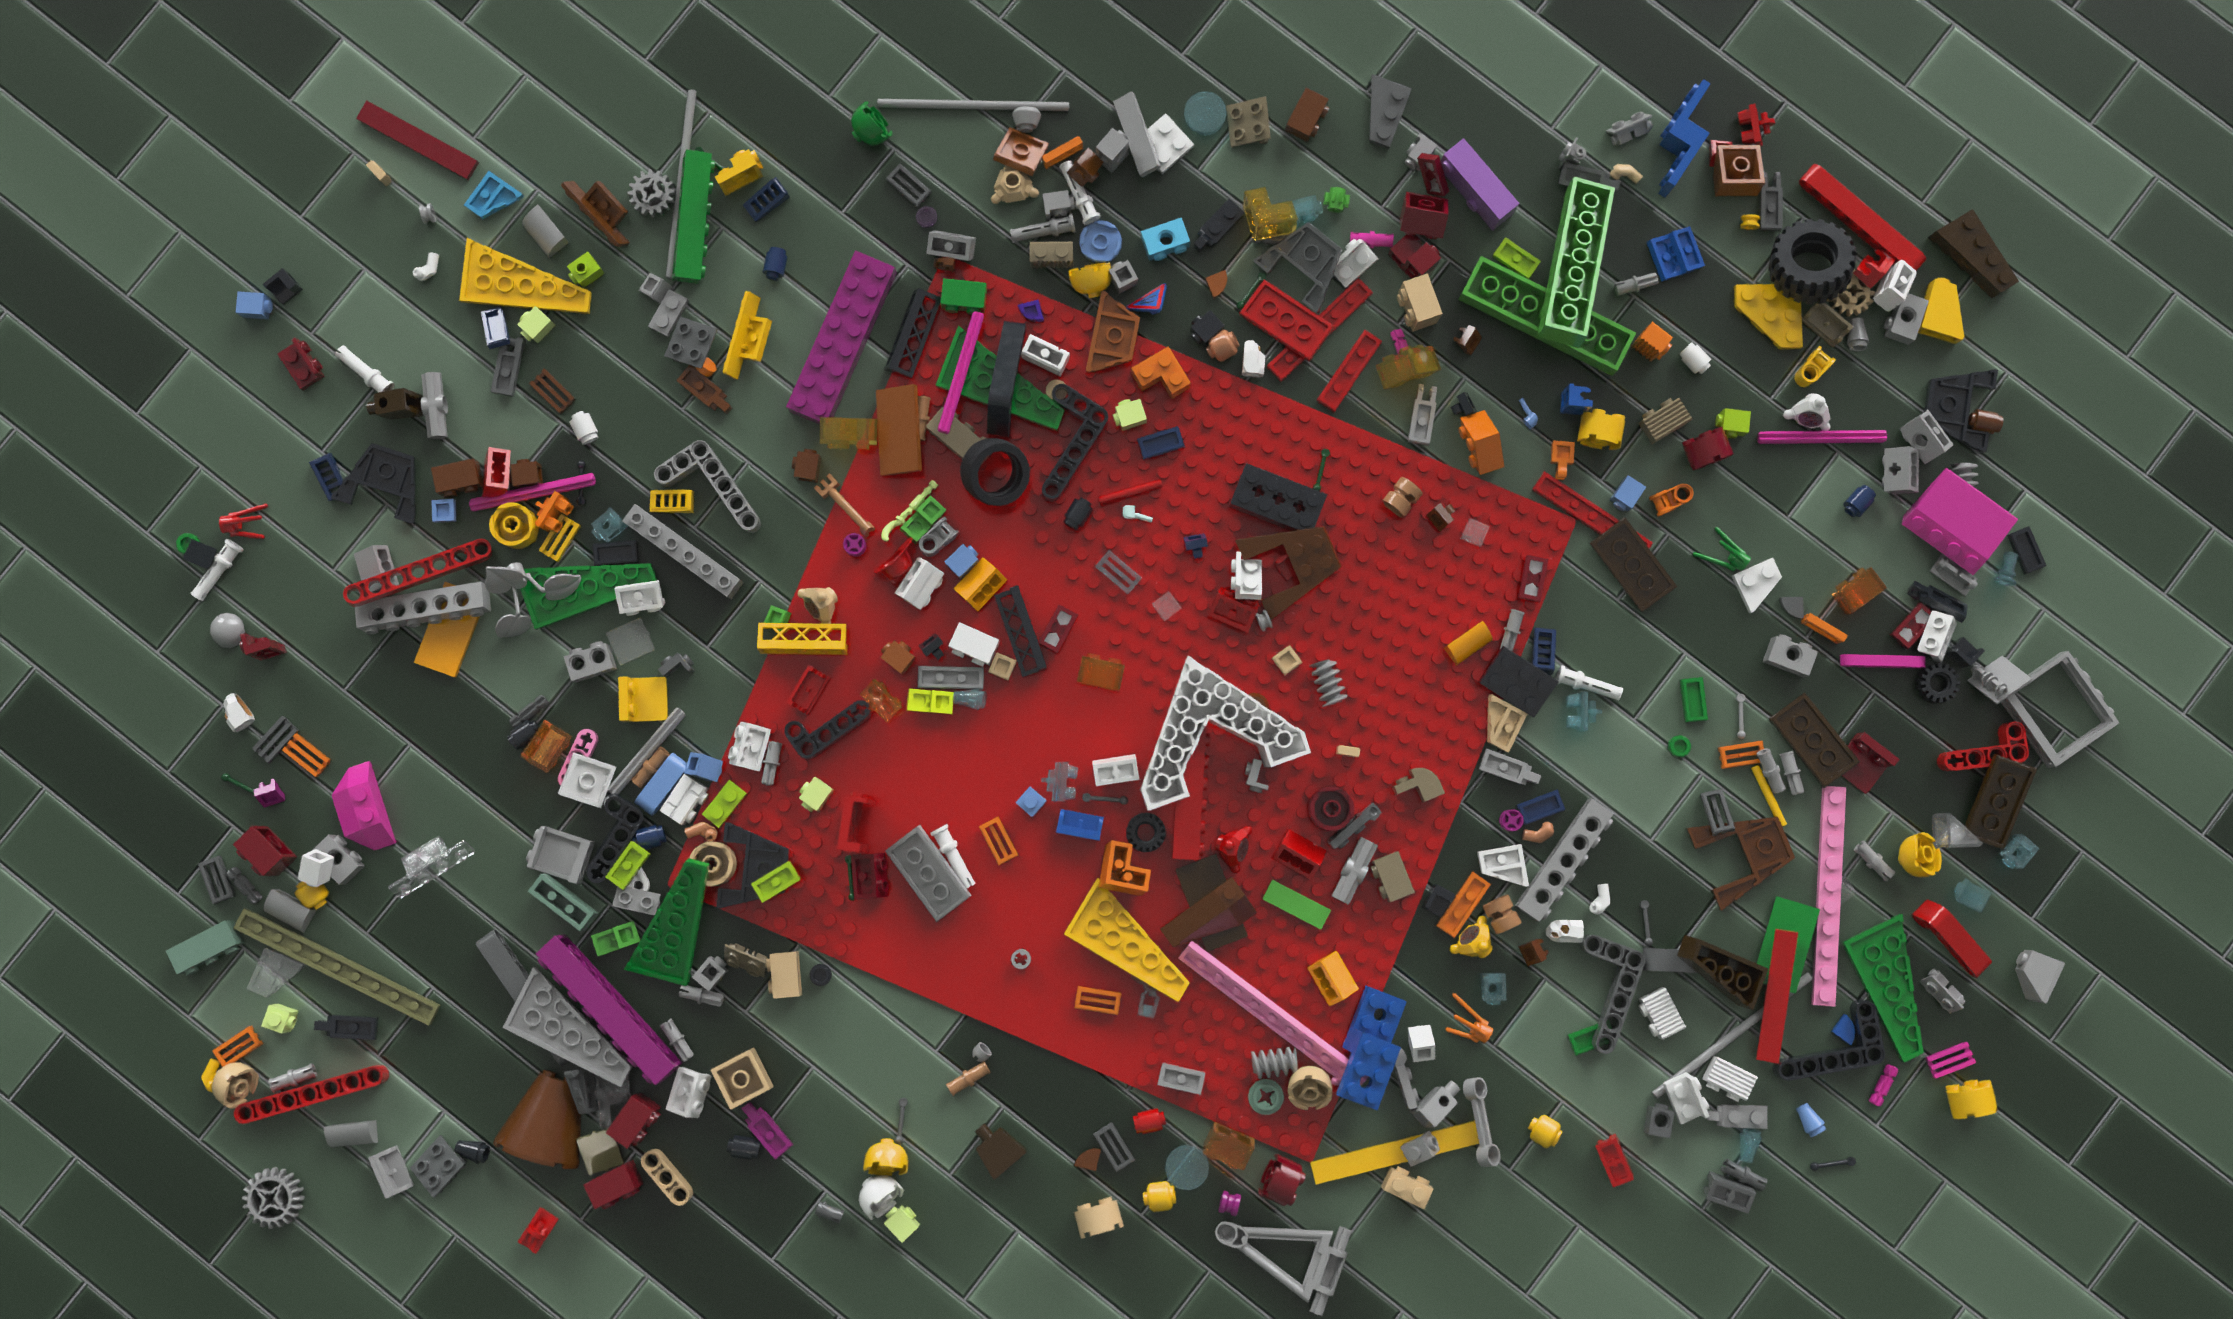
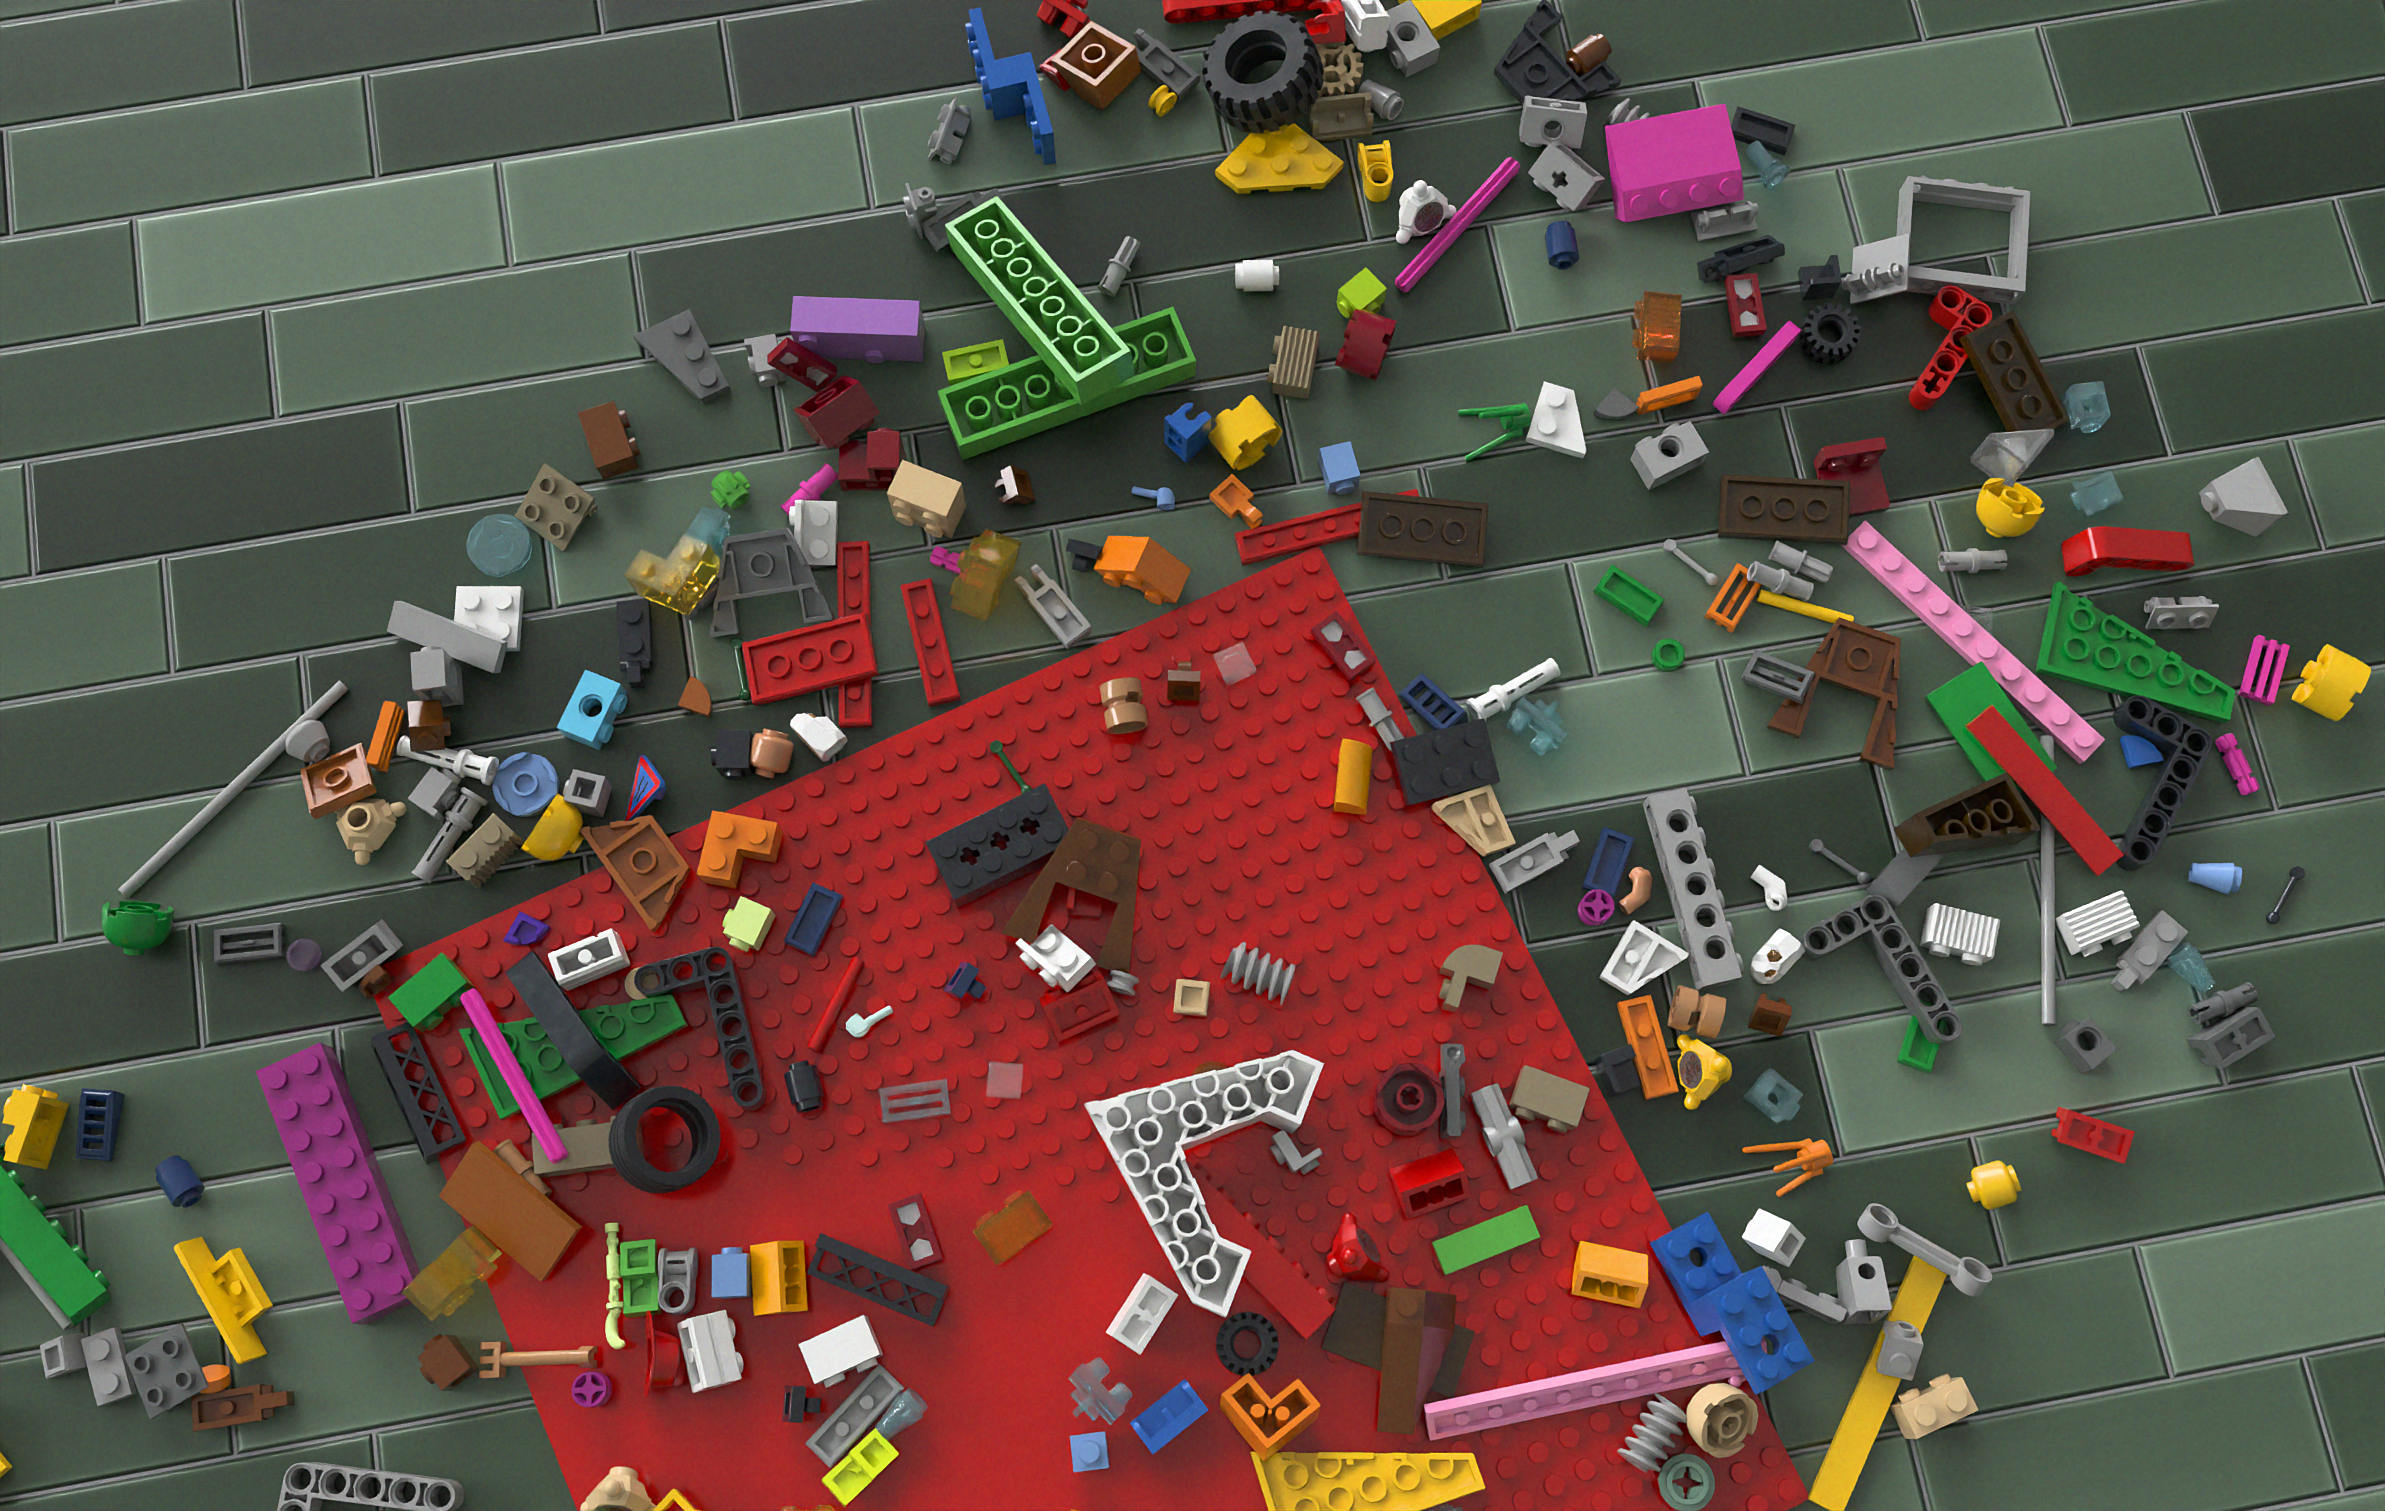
camera: 50 degrees left, 10 degrees down
(898, 656) = (770, 1457): dark orange brick -> none
(1002, 666) = (898, 1340): tan tile -> none
(1087, 797) = (1143, 1378): dark grey hinge -> none
(1347, 751) = (1358, 1020): tan tile -> none
(1626, 170) = (991, 172): tan arm -> none
(1653, 342) = (1199, 300): orange brick -> none
(1668, 500) = (1386, 432): orange piece -> none
(1675, 254) = (1125, 201): blue slope -> none
(1686, 1098) = (2082, 990): white bracket -> none
(1937, 635) = (1776, 289): white bracket -> none

